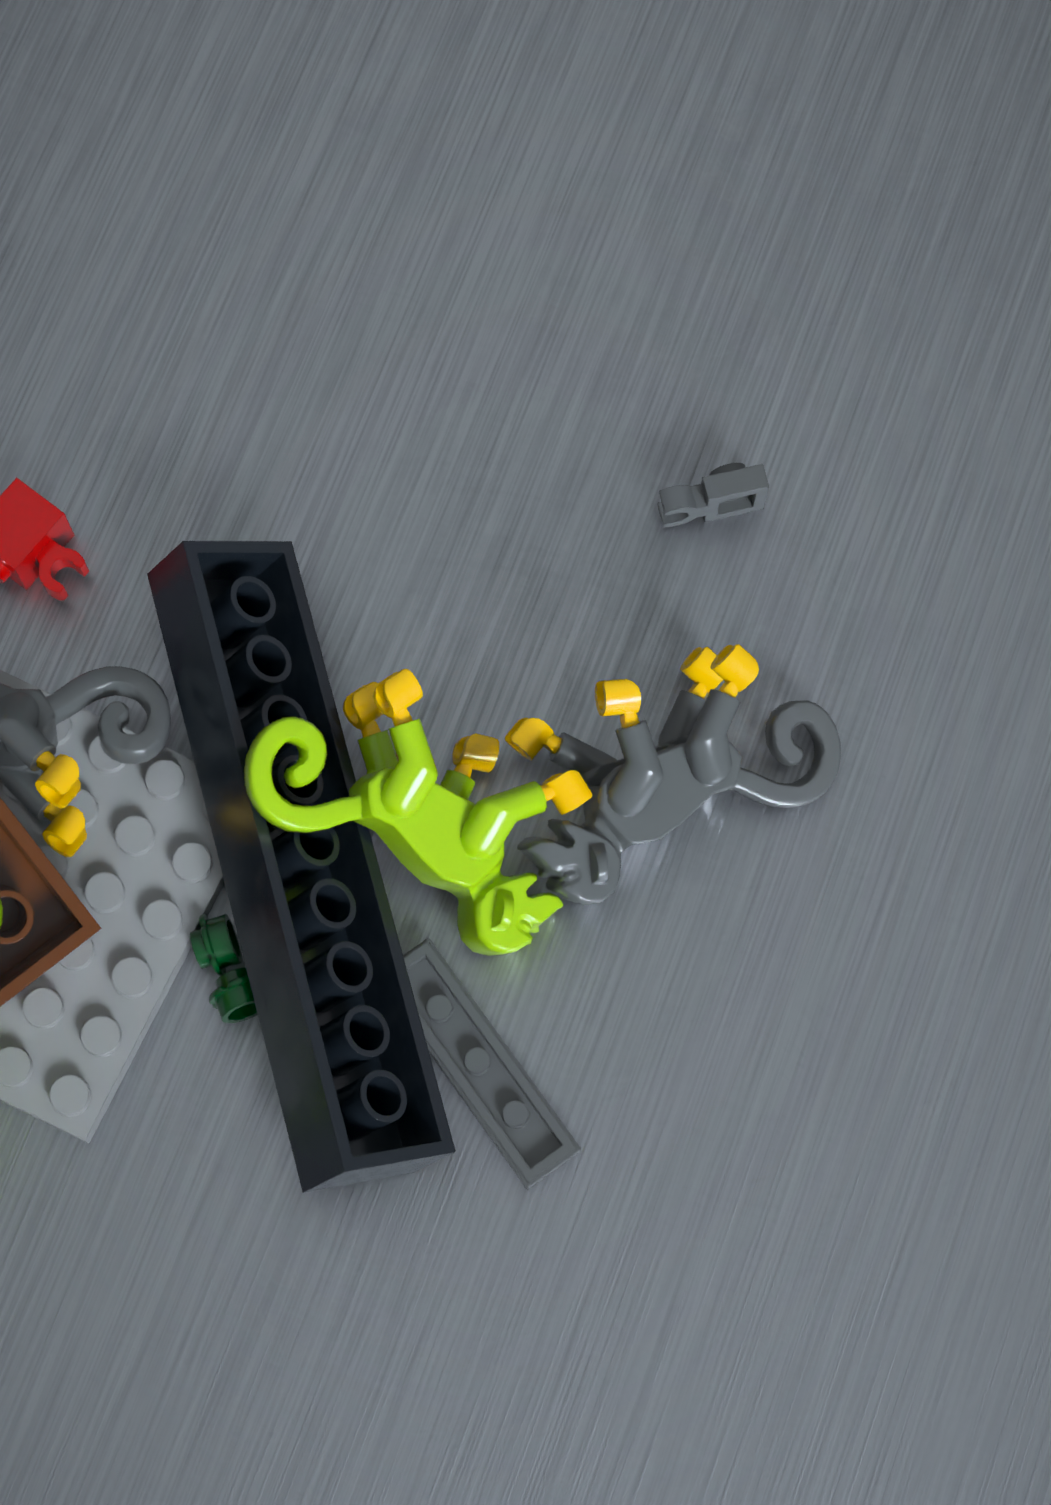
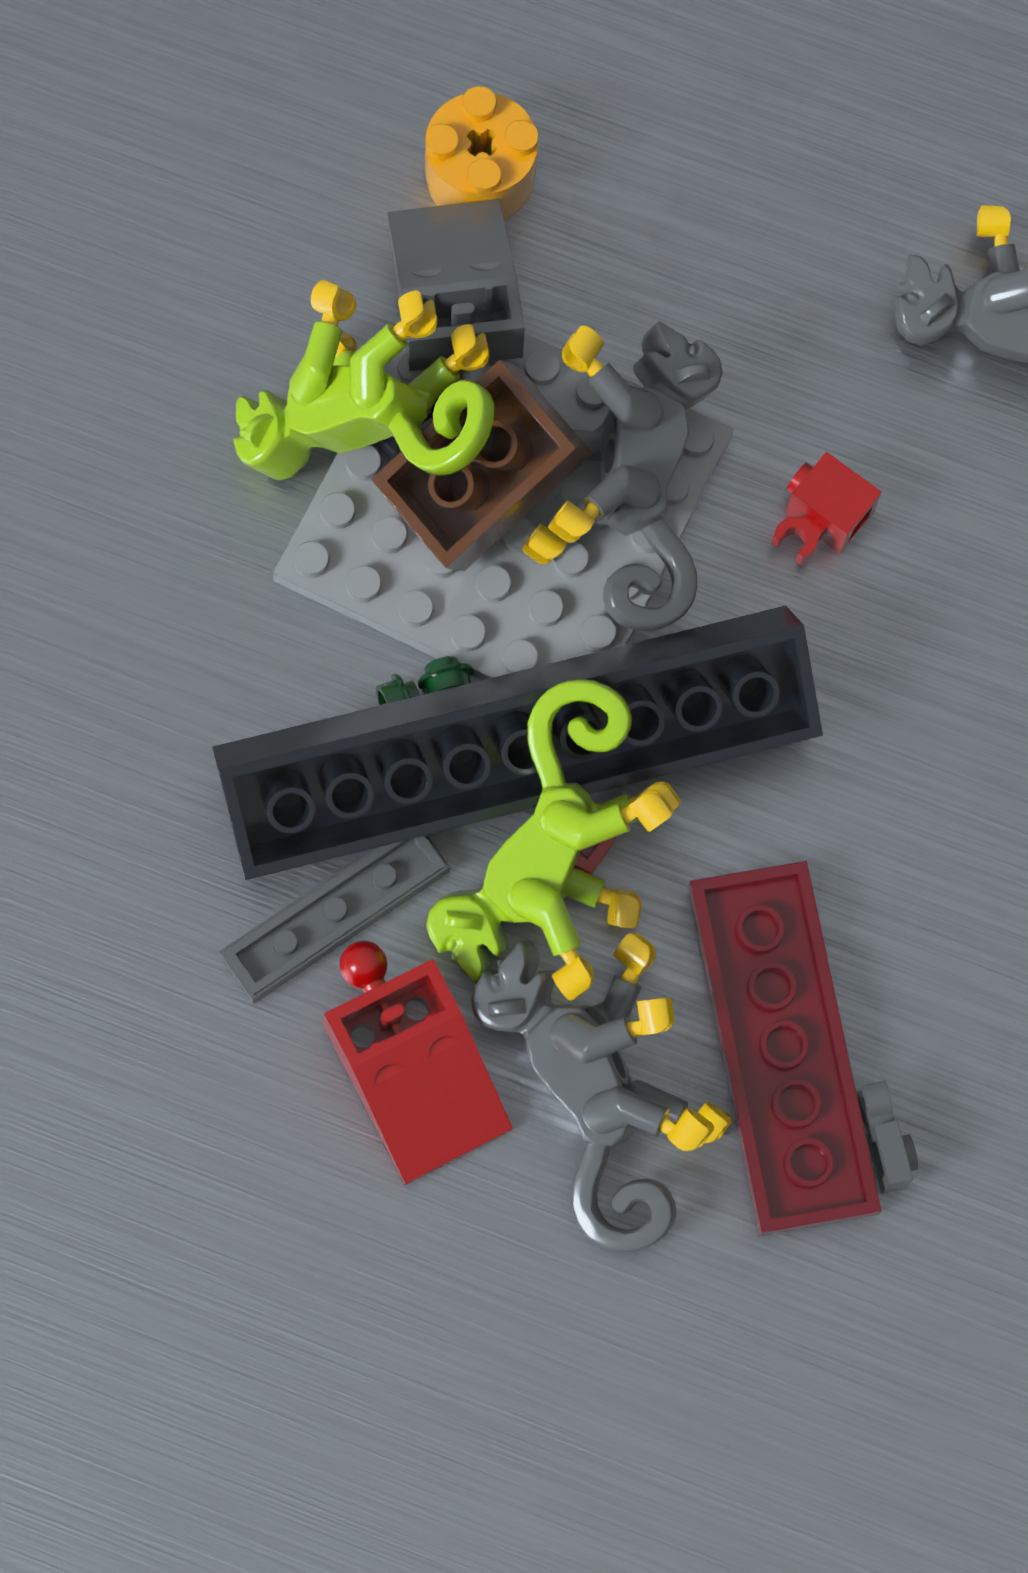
camera: 85 degrees right, 0 degrees up
(619, 595) = (784, 1048): none -> dark red plate
(659, 970) = (418, 1076): none -> red slope

